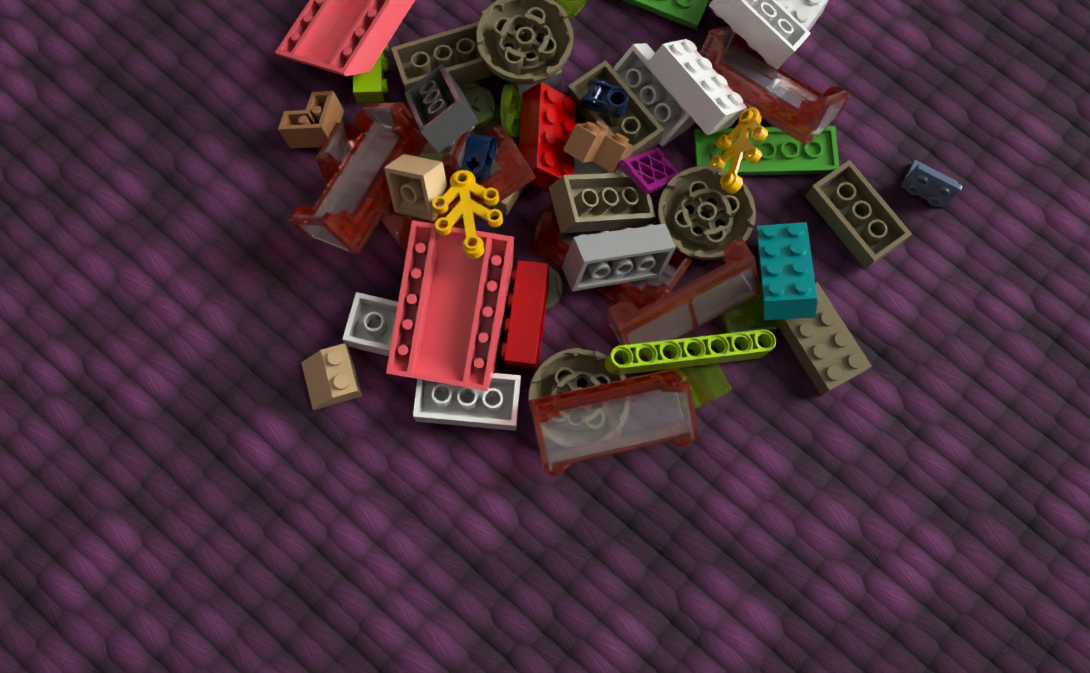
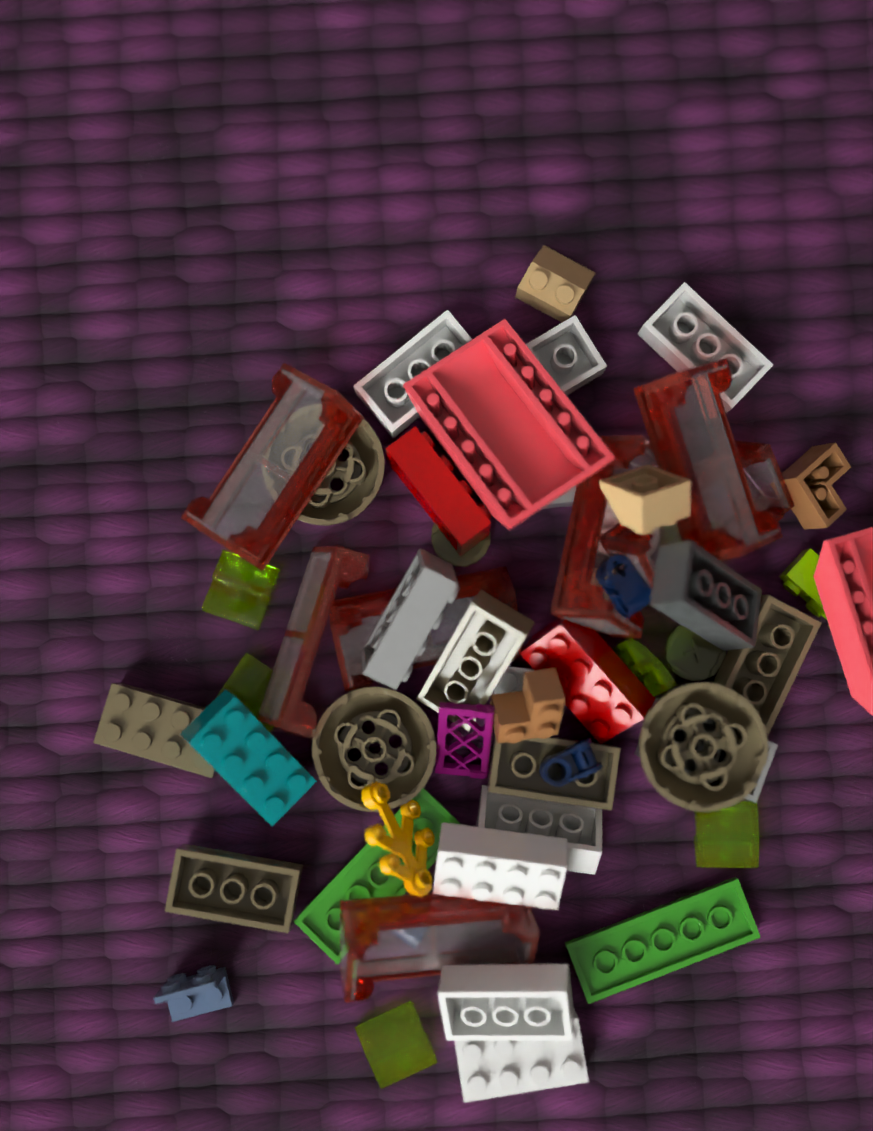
camera: 135 degrees right, 10 degrees up
(287, 257) = (694, 334): none -> white brick
(466, 208) = (578, 515): yellow plant -> none
(681, 358) = (254, 609): lime beam -> none
(839, 61) = (396, 1044): none -> clear neon green slope

